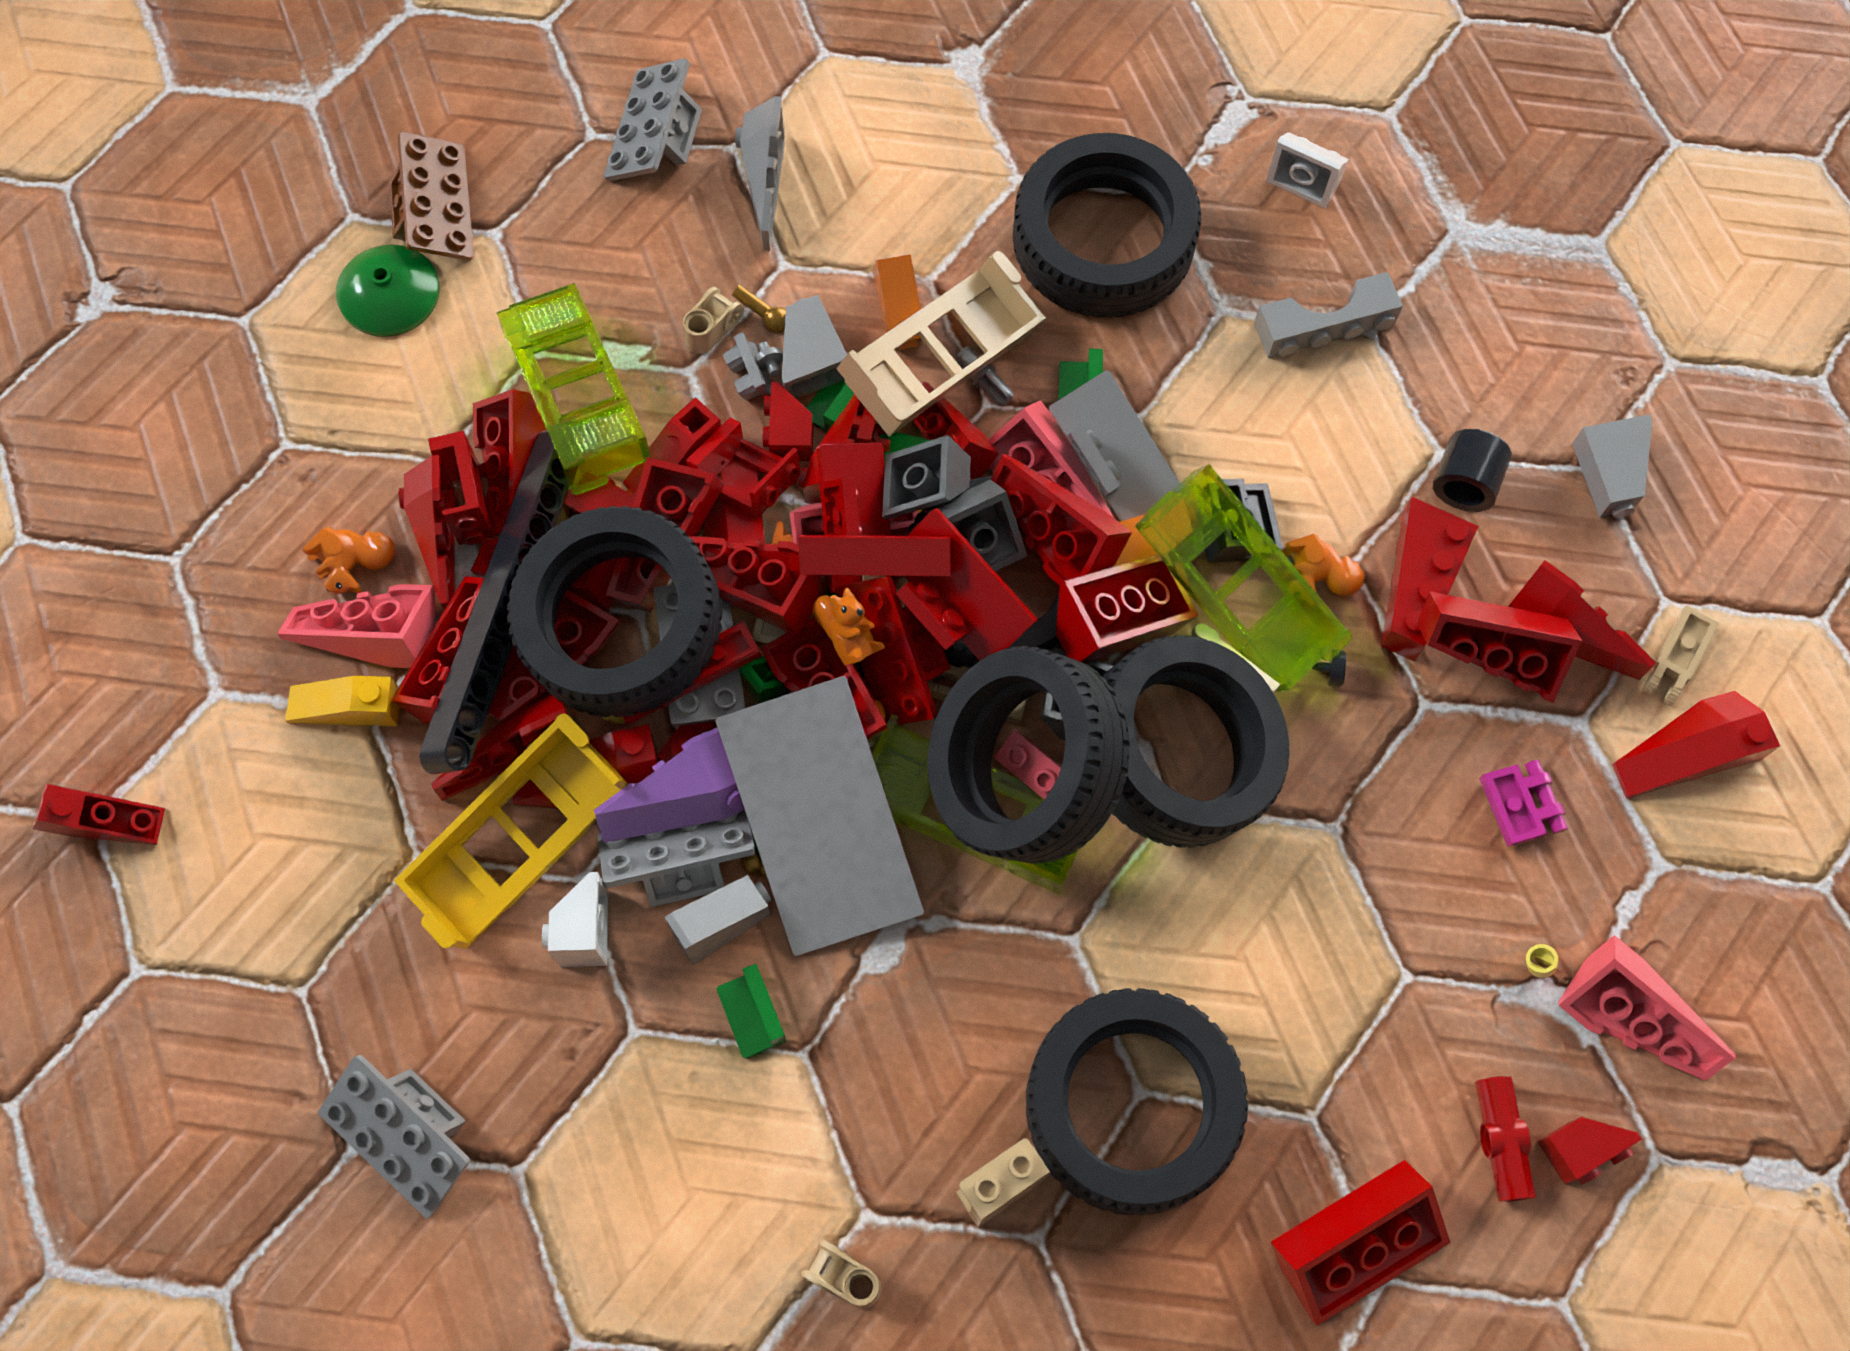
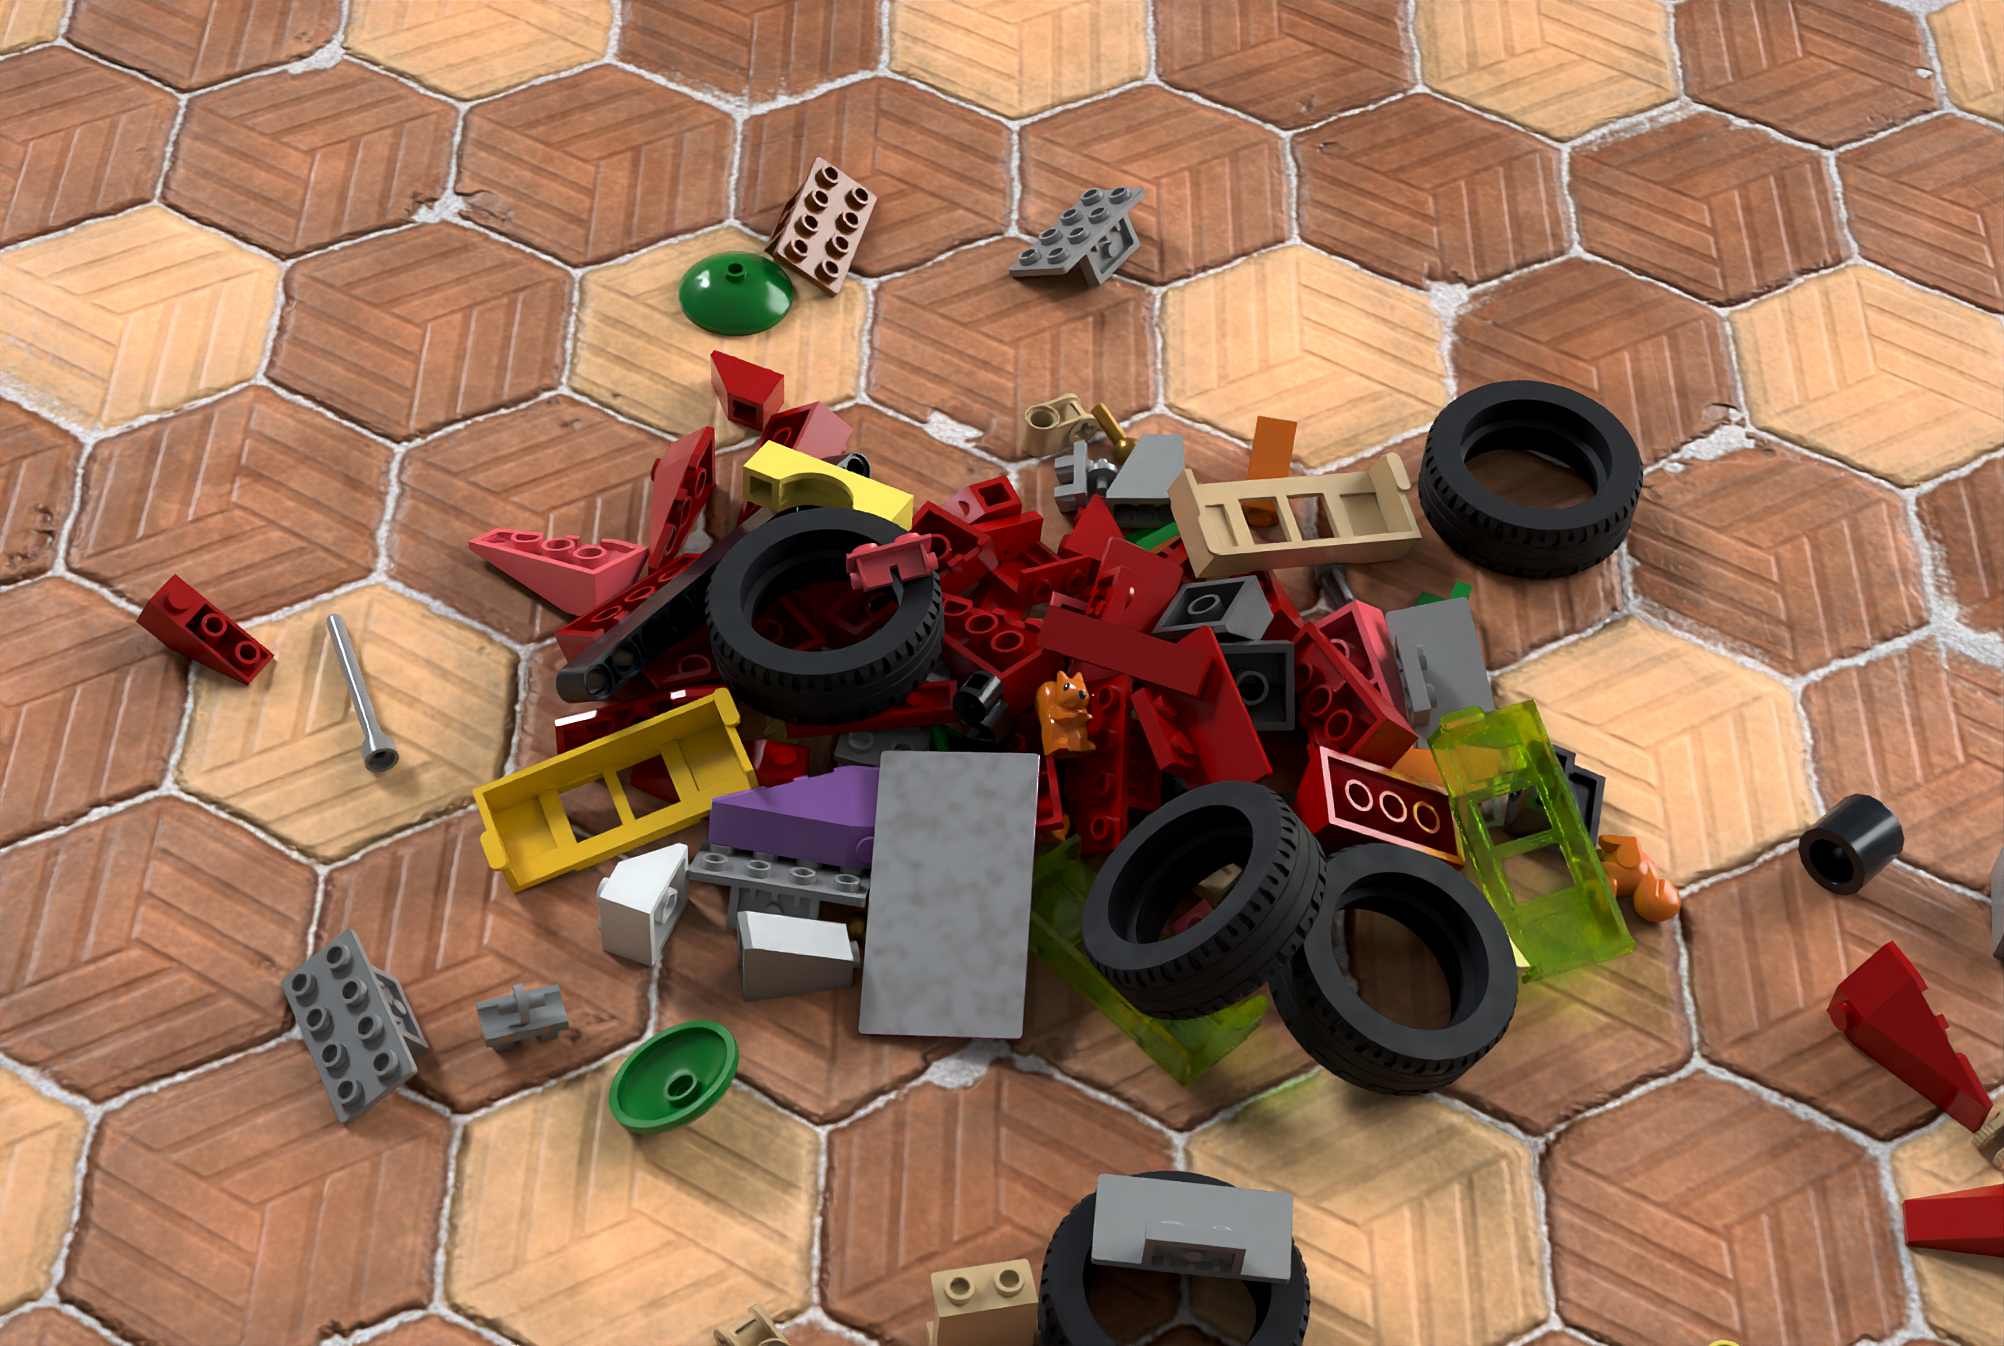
camera: 20 degrees right, 20 degrees down
(295, 865) = (377, 749): none -> light grey piece
(343, 551) = (569, 494): orange animal -> none
(344, 702) = (507, 624): yellow slope -> none
(442, 389) = (746, 390): none -> red slope
(468, 522) = (719, 500): red panel -> none
(521, 486) = (787, 478): none -> light yellow arch
(528, 1066) = (522, 1016): none -> light grey hips
(591, 438) = (894, 363): clear neon green piece -> none
(644, 565) = (874, 562): none -> coral hinge
(659, 1072) = (674, 1077): none -> green dish
(751, 1013) = (785, 1066): green panel -> none
(762, 156) = (1186, 299): light grey wedge -> none
(780, 647) = (981, 707): none -> black leg
(1134, 1049) = (1193, 1229): none -> light grey bracket
(1289, 327) = (1700, 645): light grey arch -> none
(1306, 169) = (1783, 505): white slope -> none
(1335, 668) = (1602, 979): black tile -> none
(1426, 561) = (1753, 926): red wedge -> none
(1503, 640) = (1817, 1012): red wedge -> none
(1514, 806) = (1760, 1197): dark pink plate -> none

